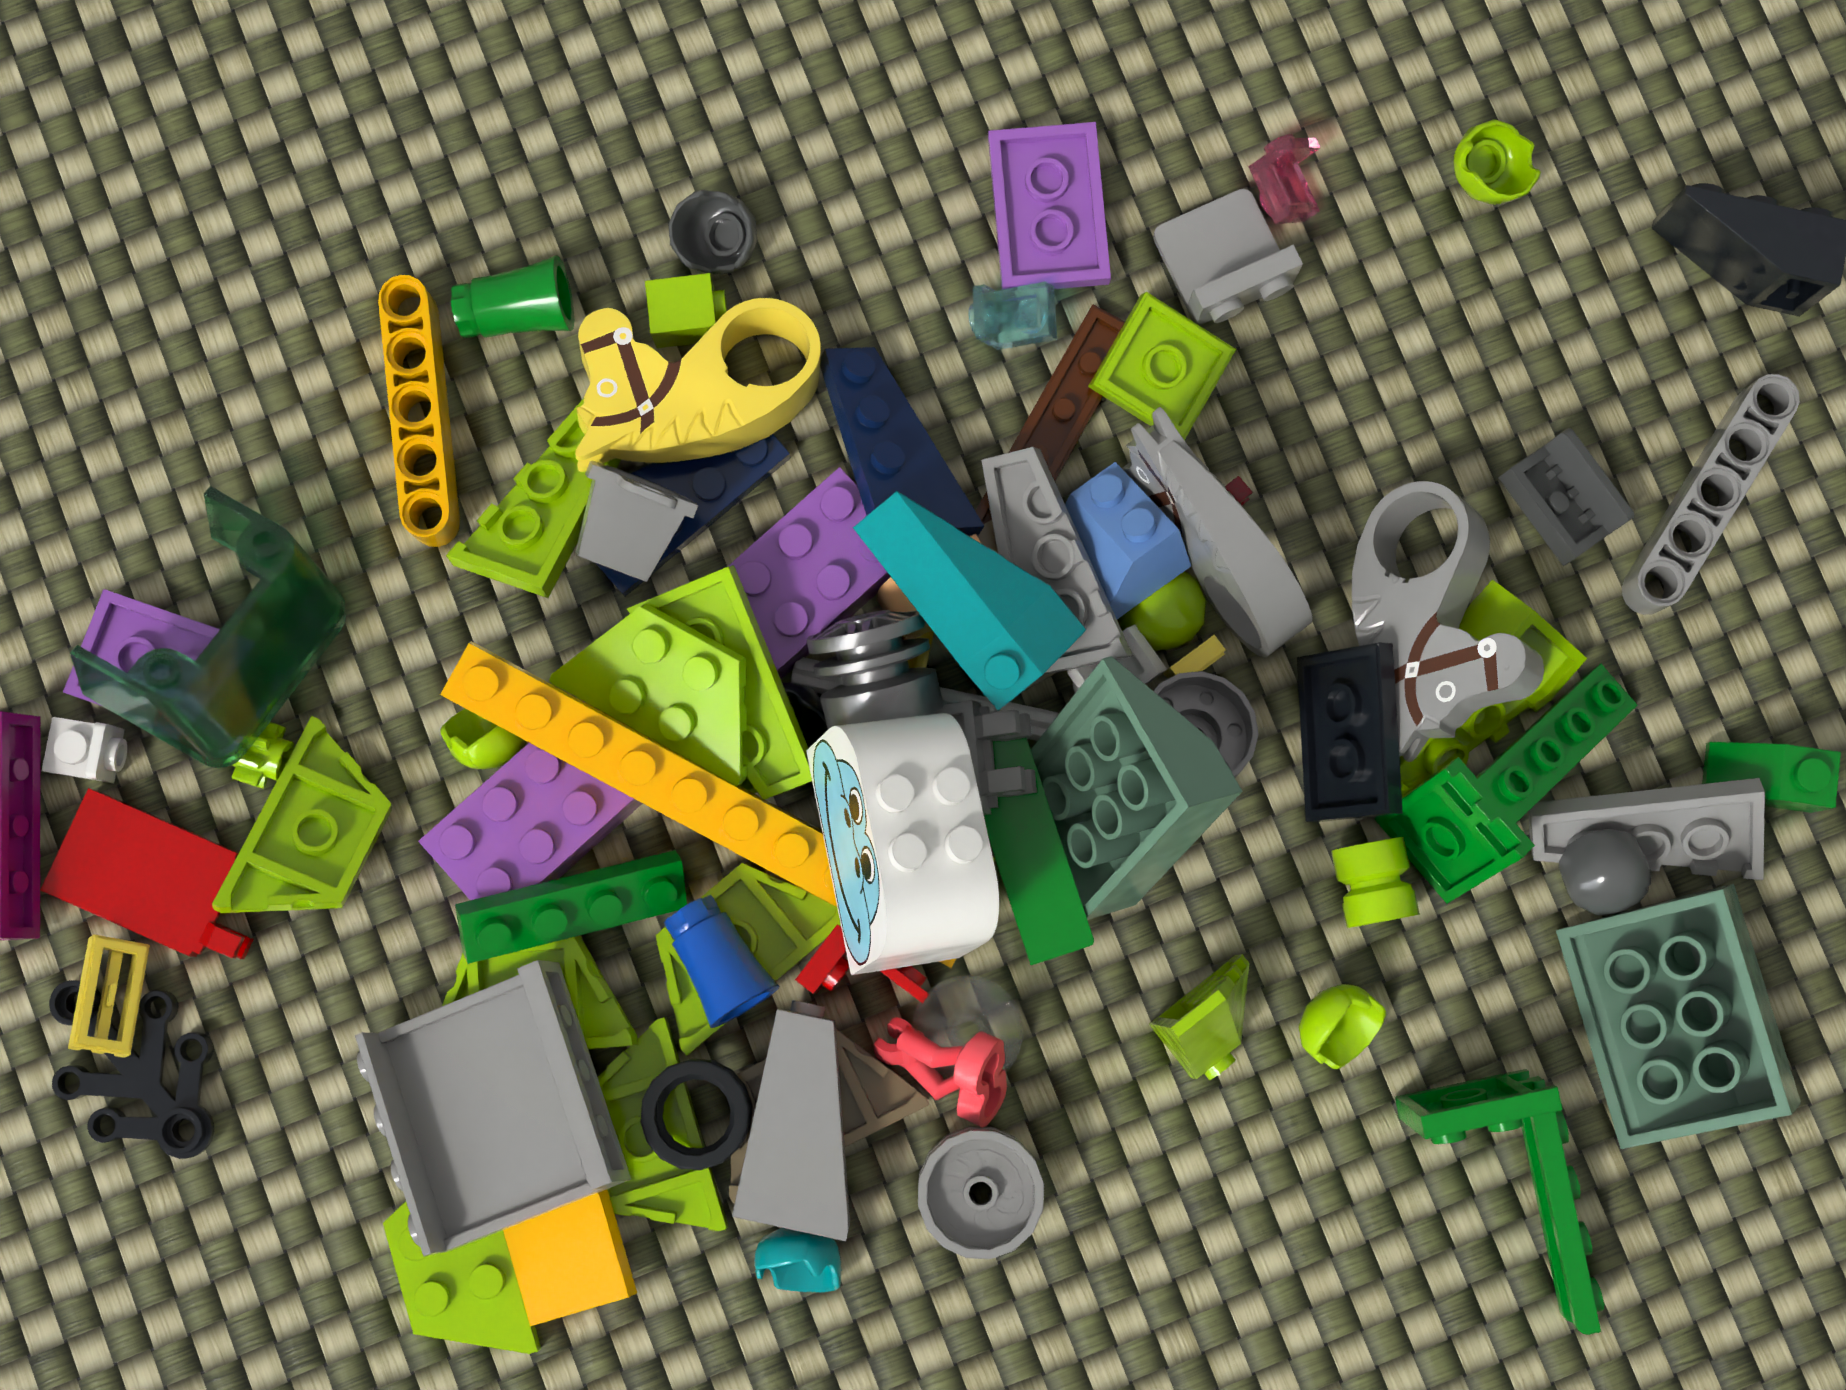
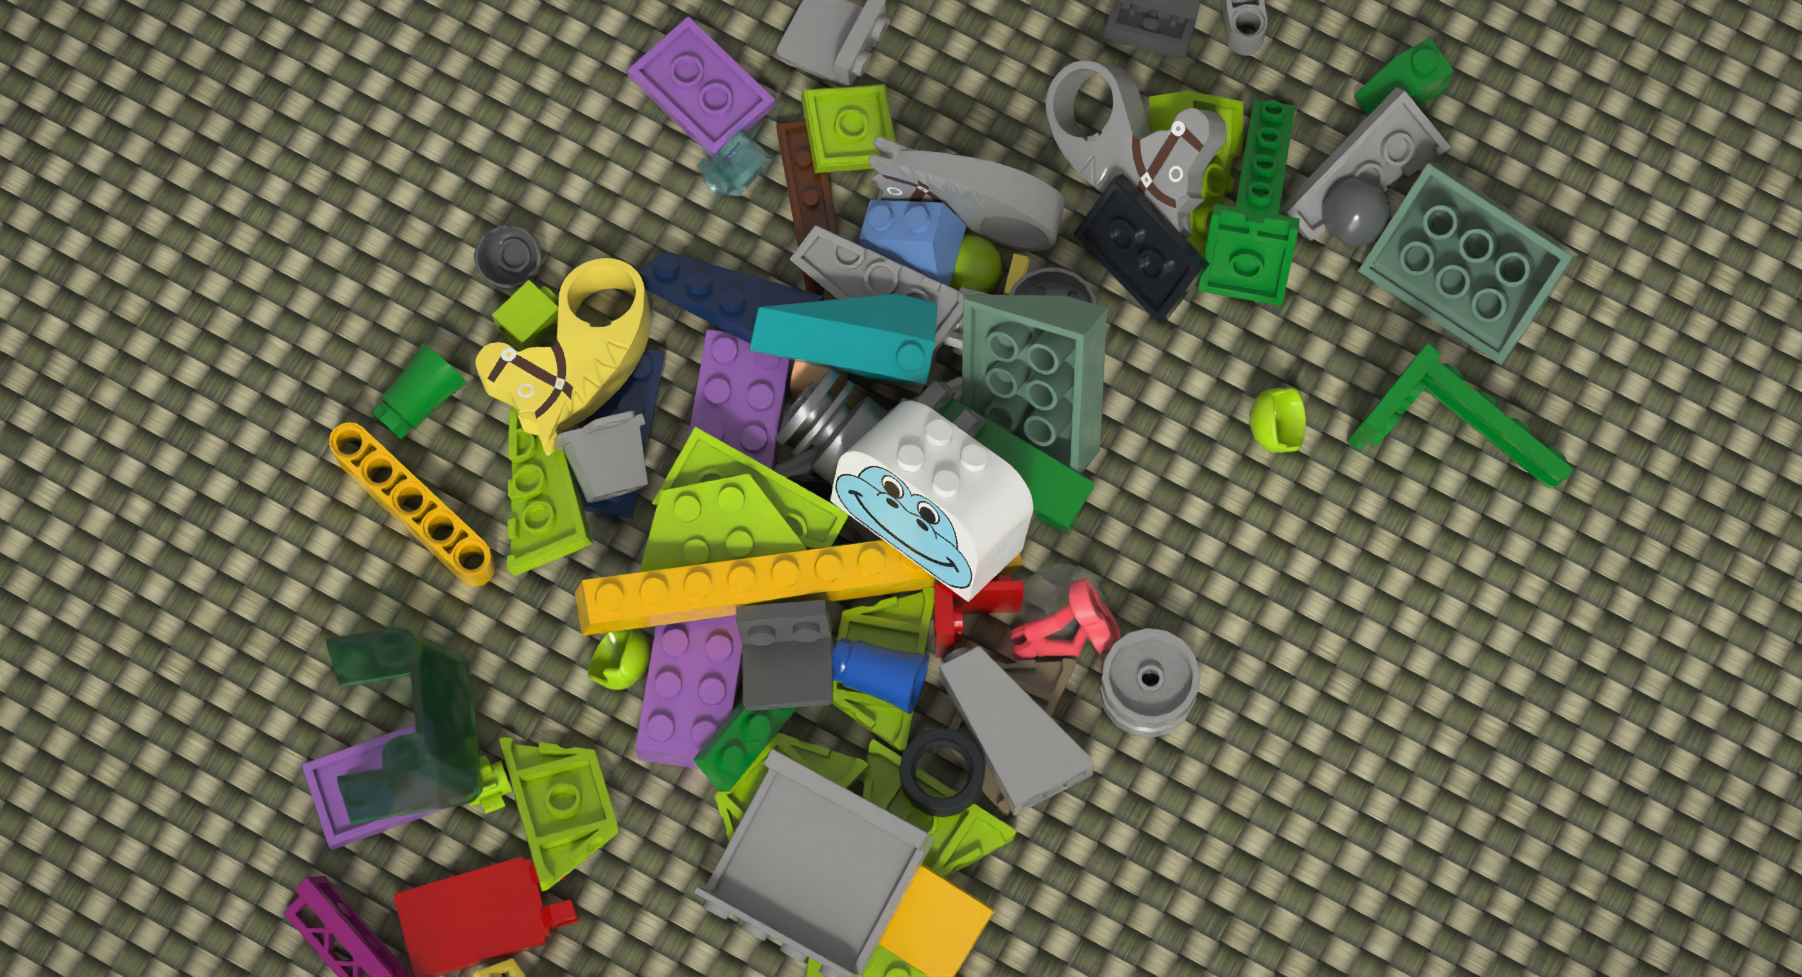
camera: 40 degrees left, 10 degrees down
(85, 750) = (370, 874): white bracket -> none
(629, 878) = (786, 655): none -> dark grey bracket
(799, 1261) = (1077, 813): teal hair -> none
(1207, 1021) = (1199, 482): lime wedge -> none
(1375, 882) = (1225, 320): lime wheel -> none

